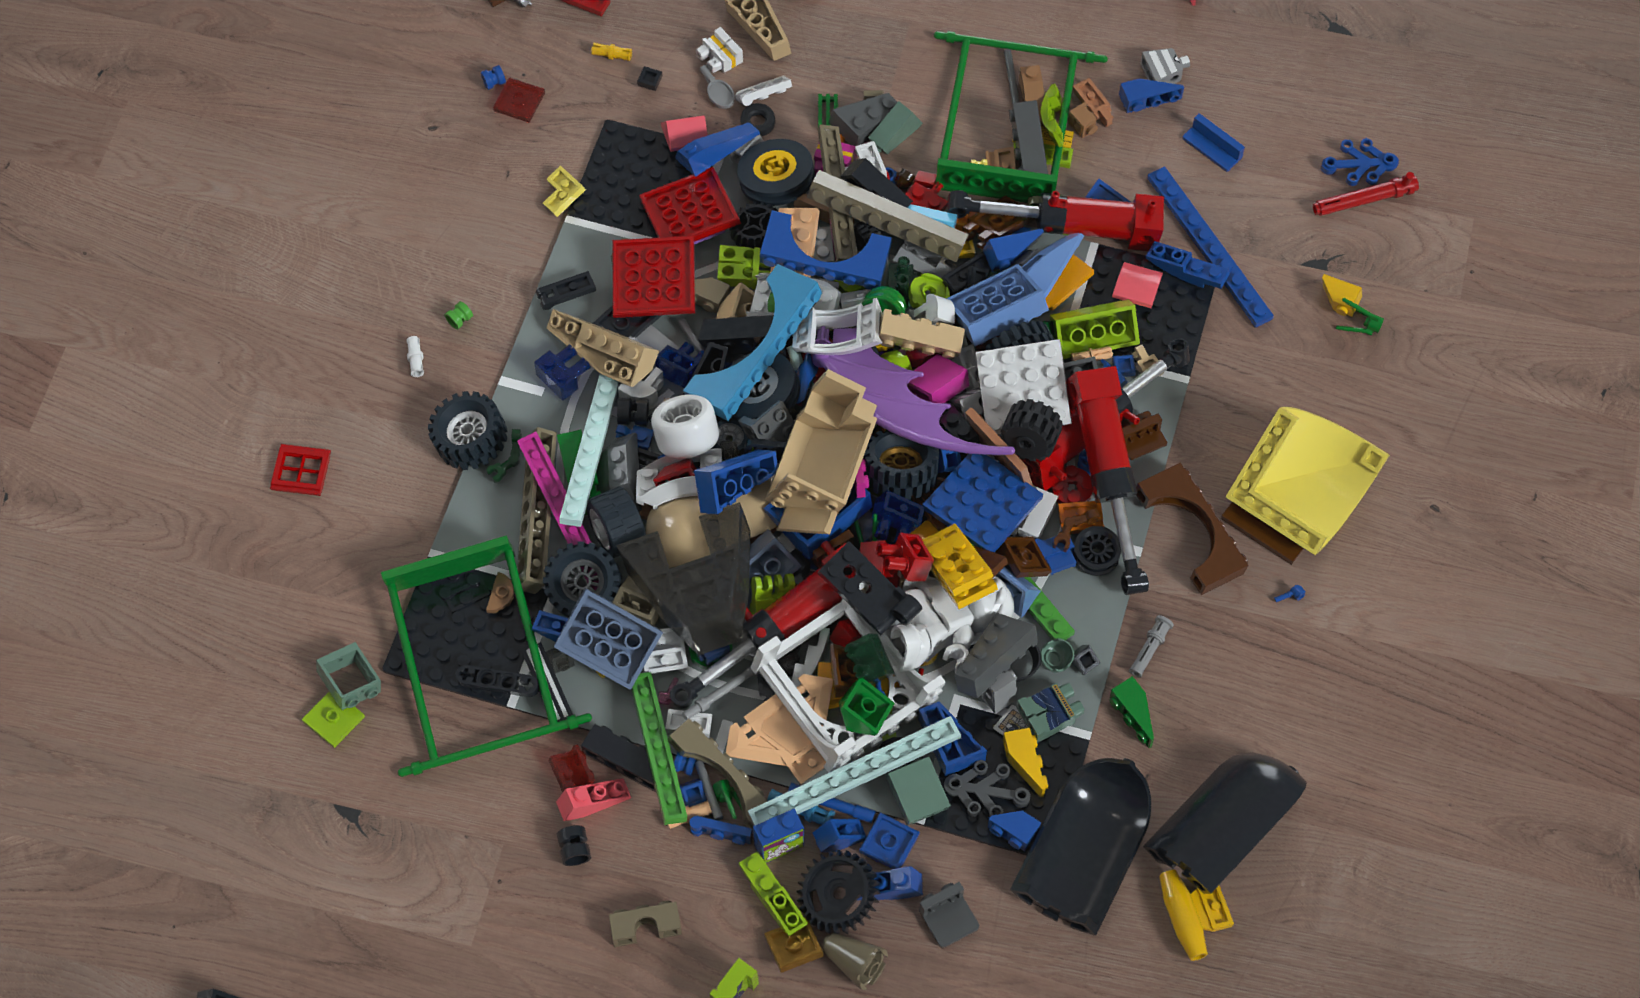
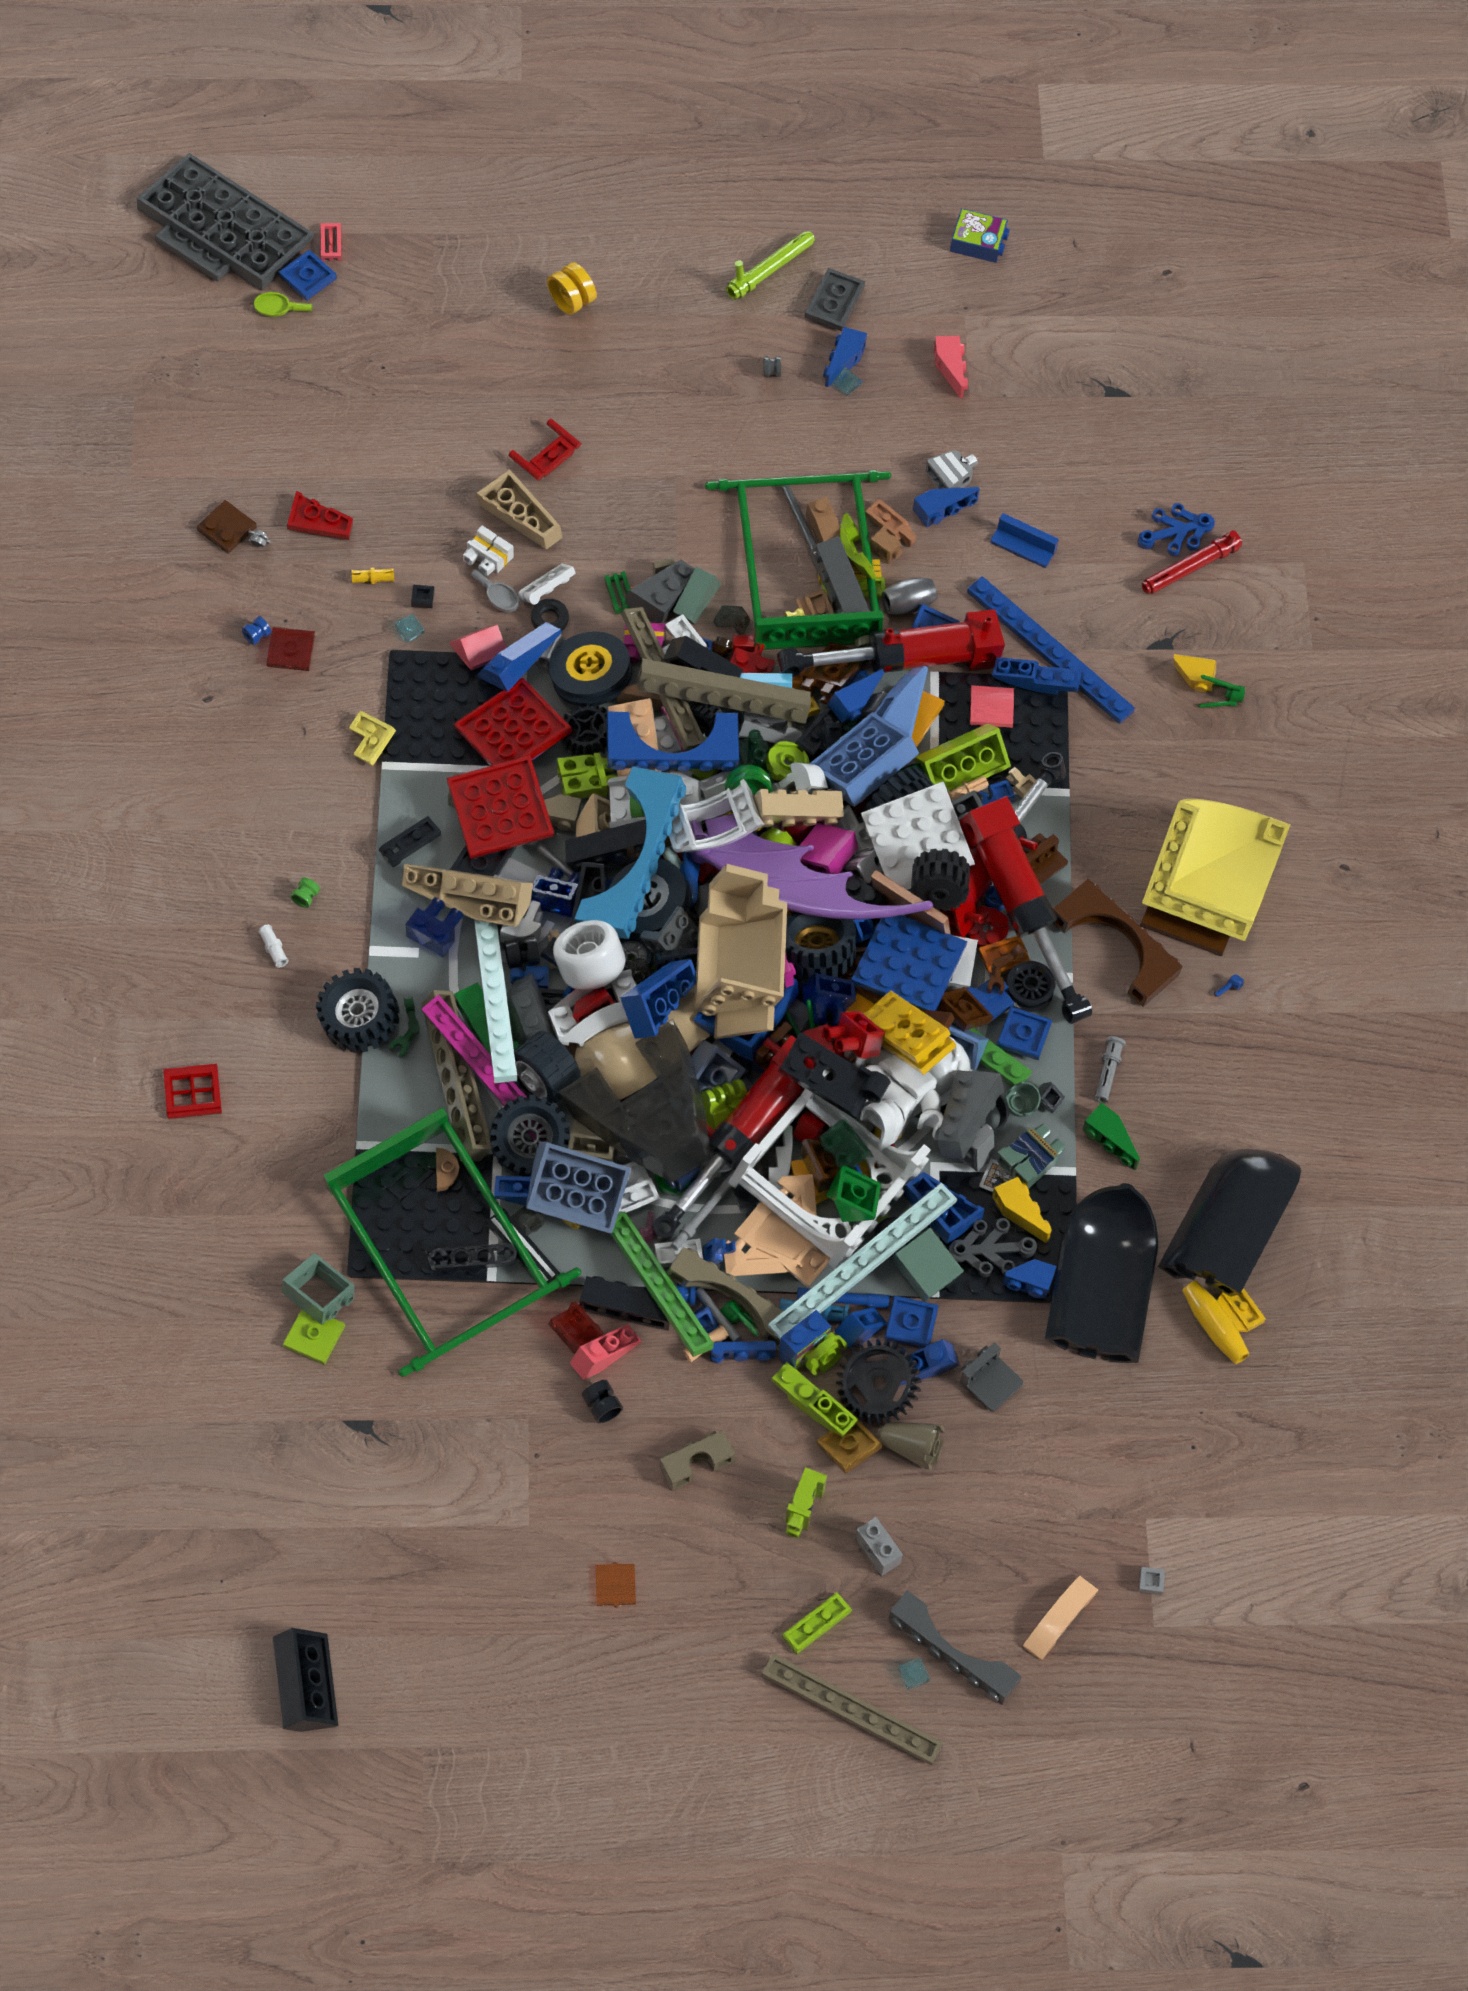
camera: 20 degrees left, 0 degrees up
(629, 103) = (409, 628): none -> clear light blue plate
(722, 728) = (715, 1250): none -> blue plate
(796, 853) = (825, 1354): none -> lime plate
(923, 155) = (732, 617): none -> clear smoke bracket
(1078, 593) = (1024, 1033): none -> blue plate
(1088, 168) = (908, 595): none -> flat silver piece

